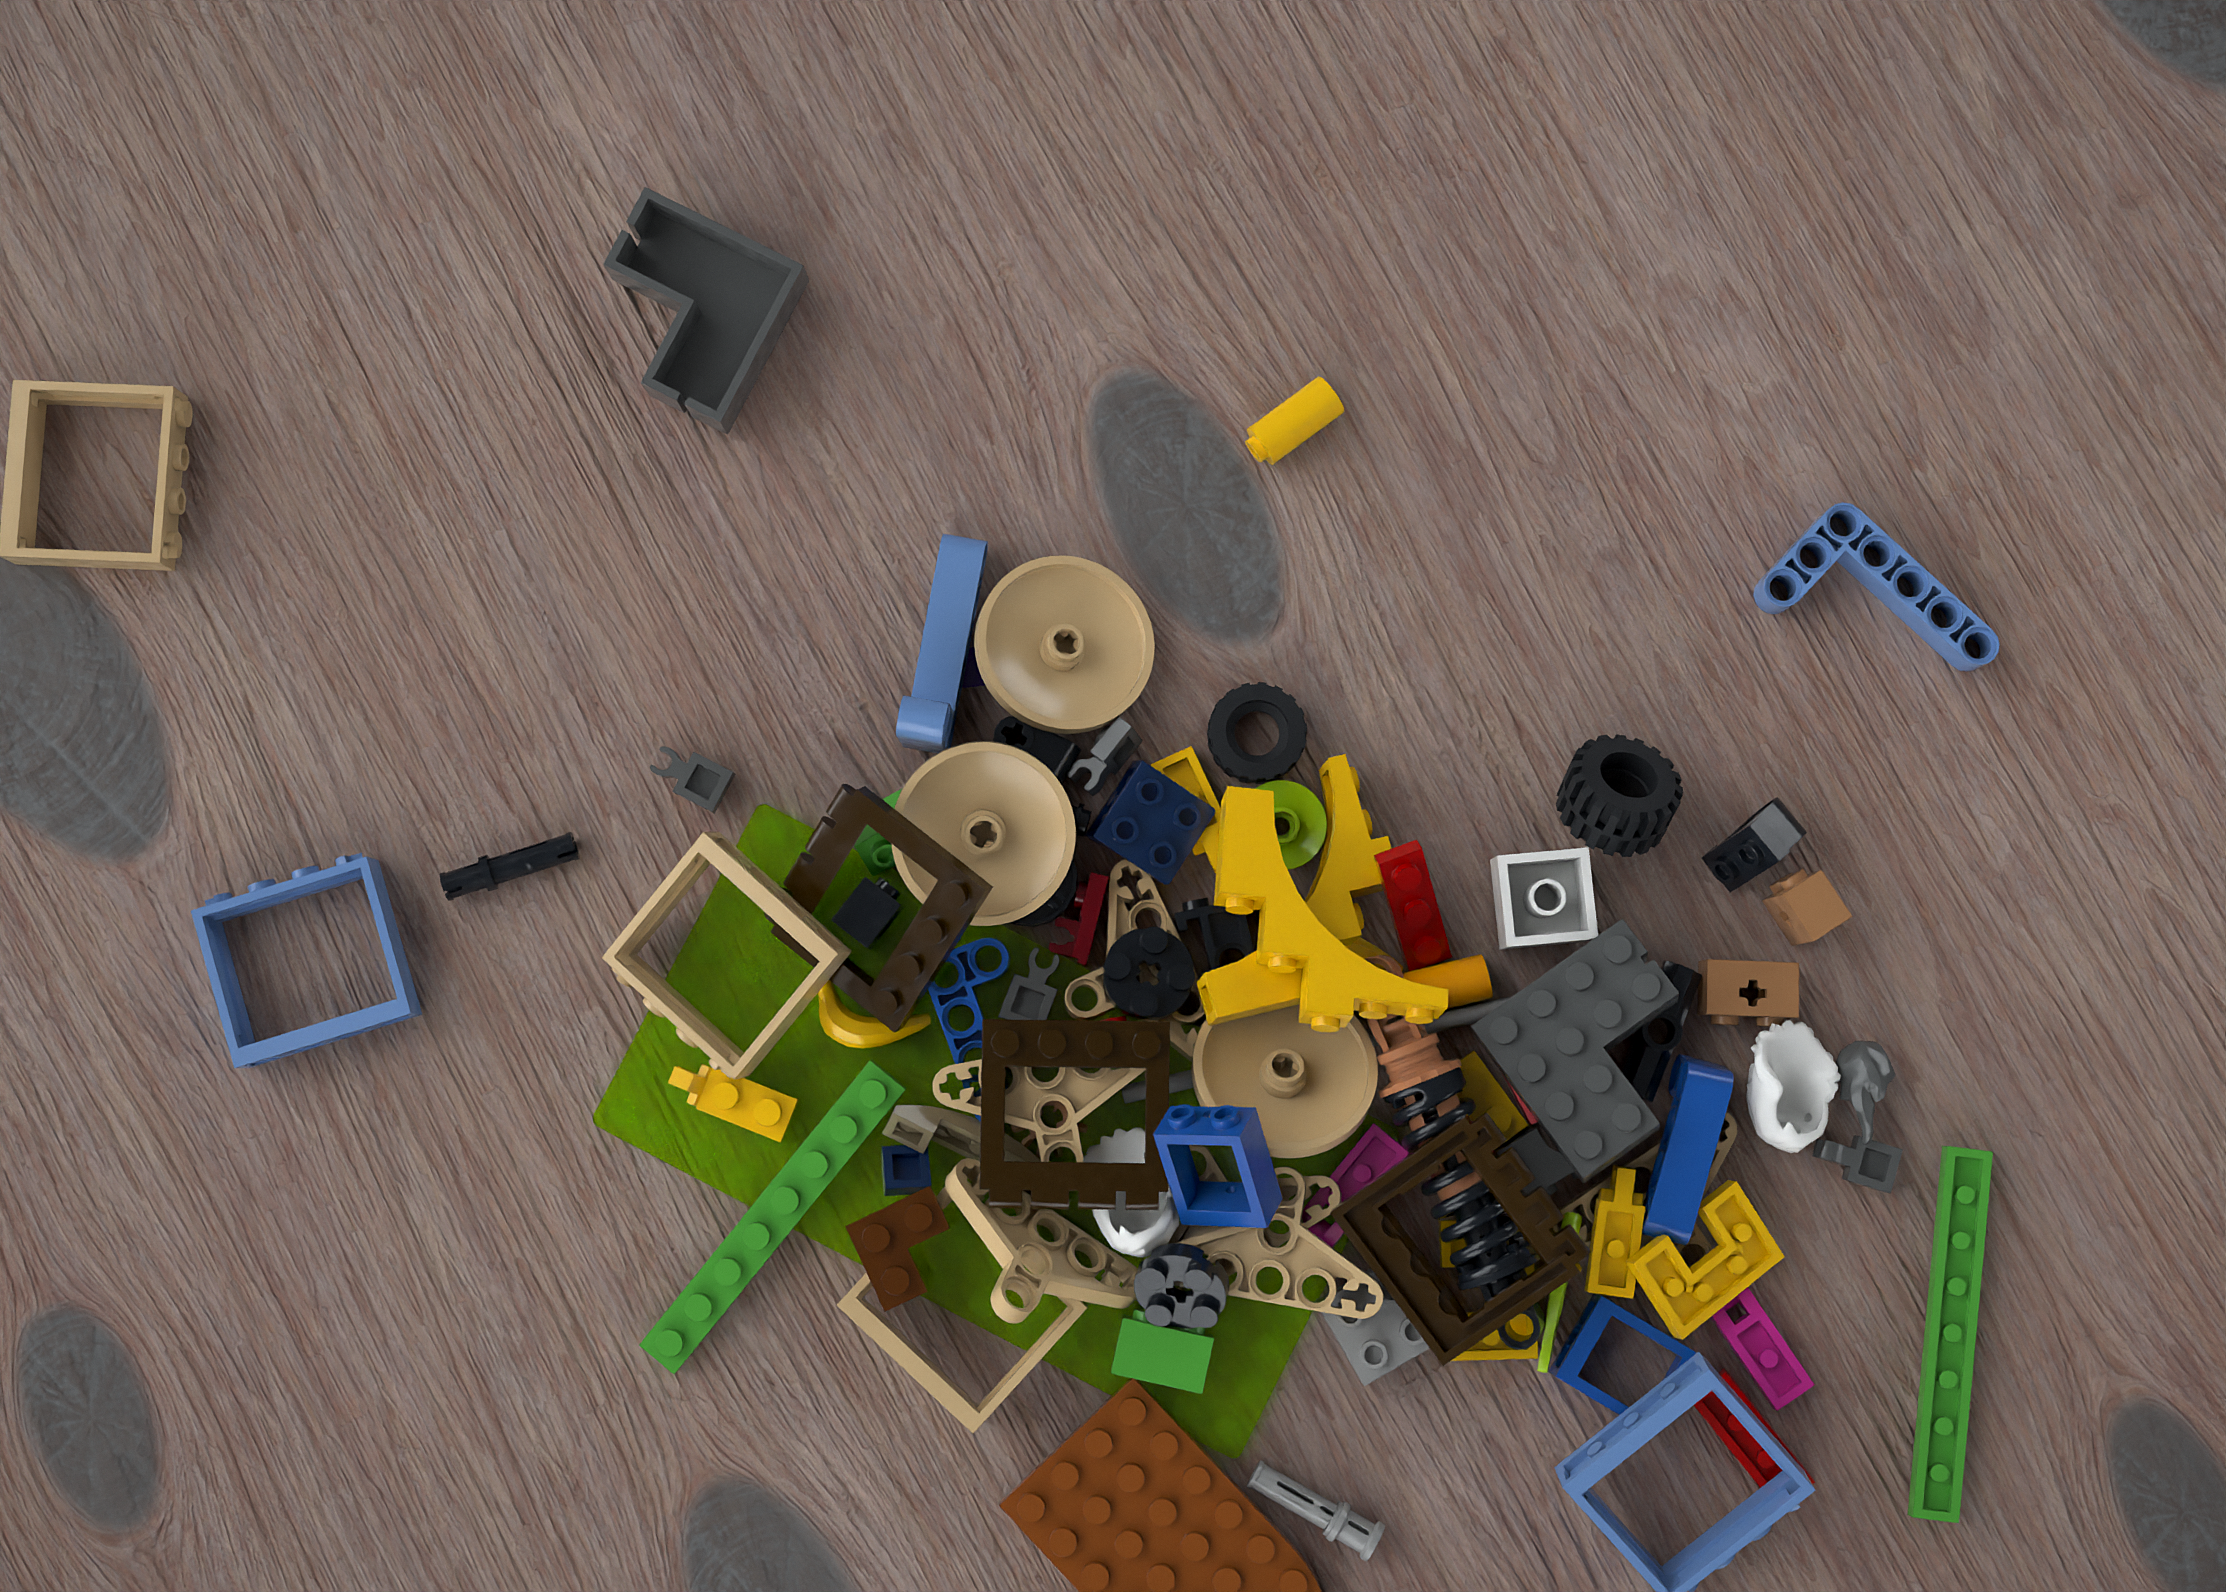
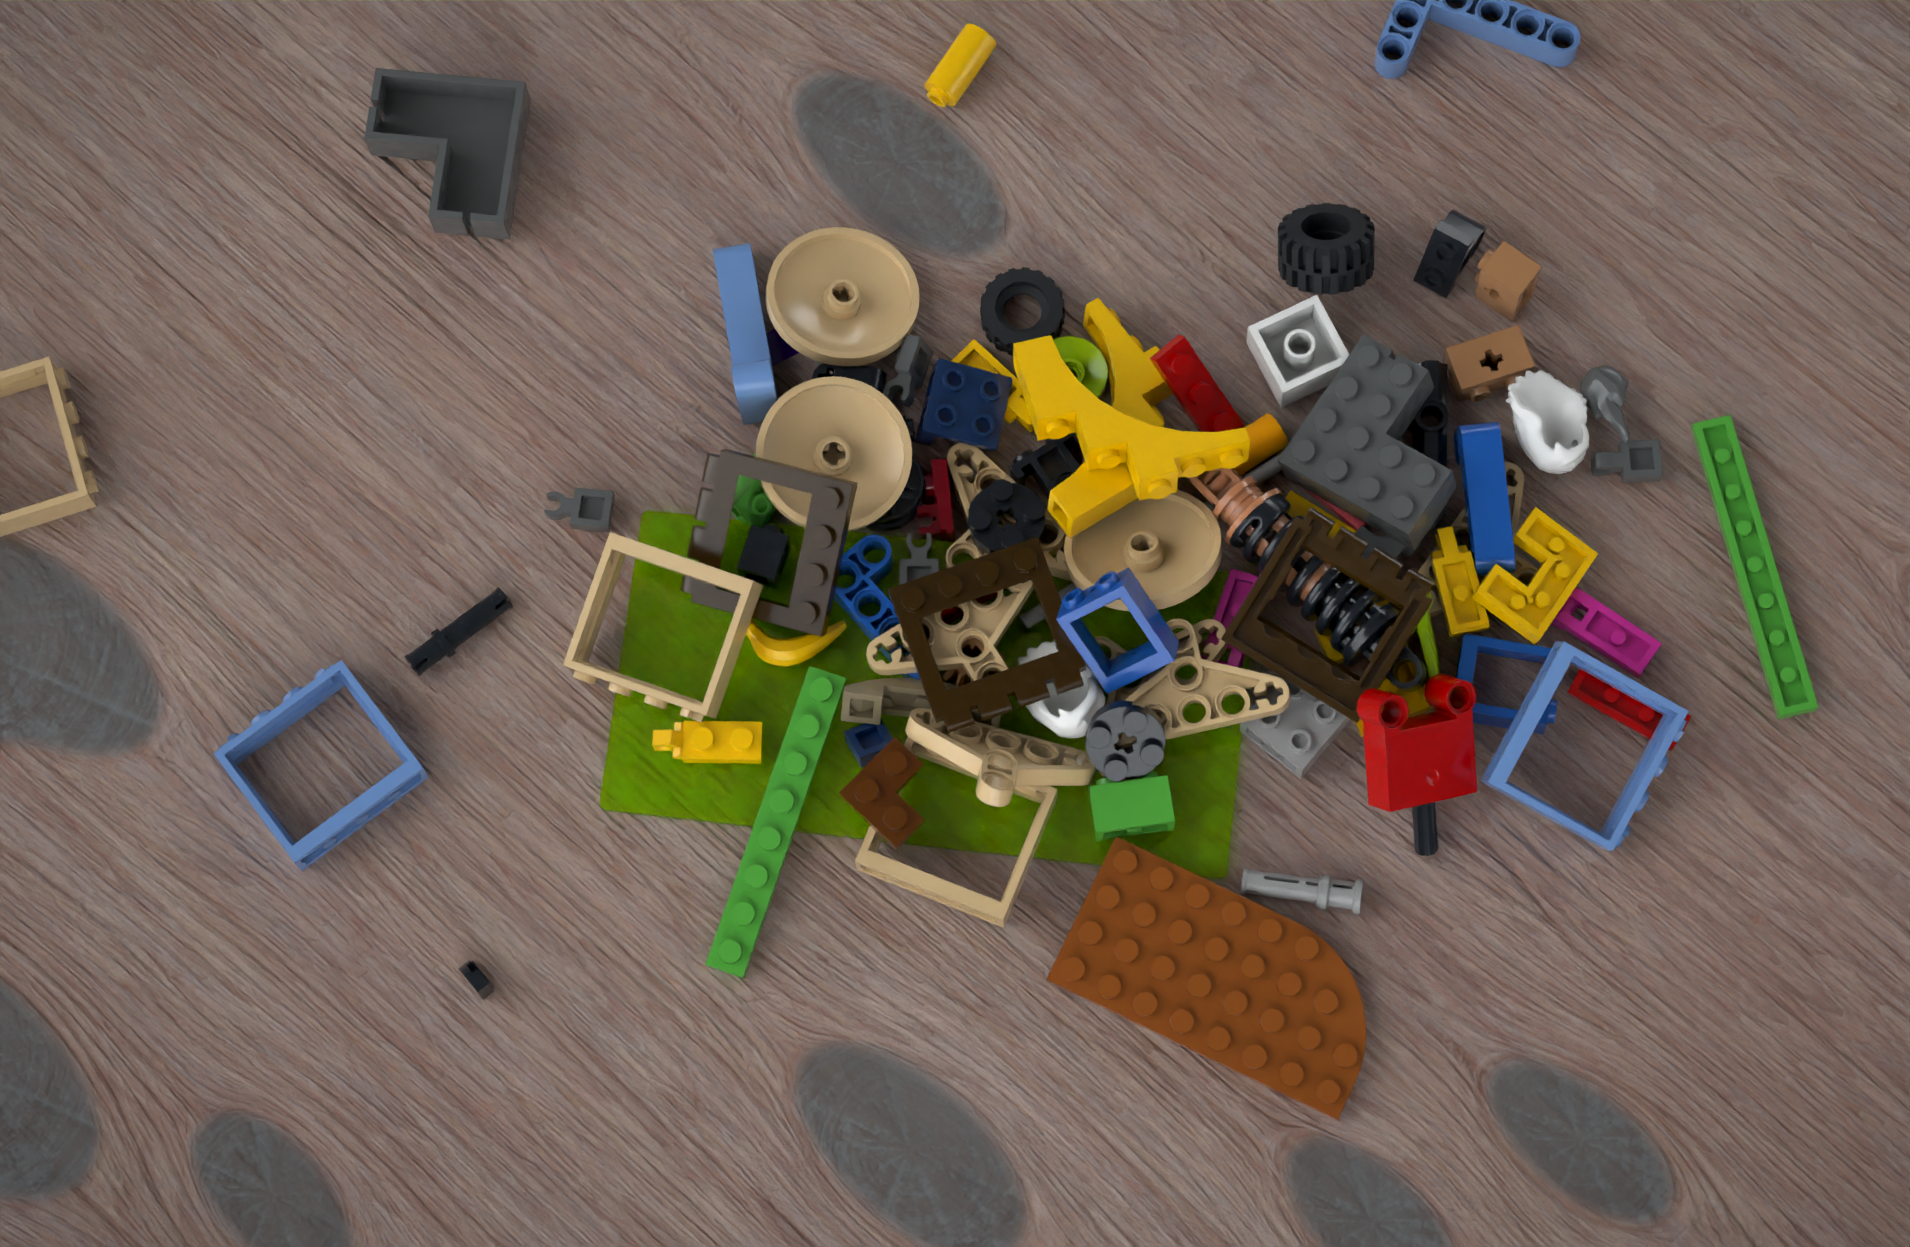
camera: 15 degrees left, 10 degrees down
(387, 1265) = (477, 979): none -> black tile
(1499, 1422) = (1422, 755): none -> red piece

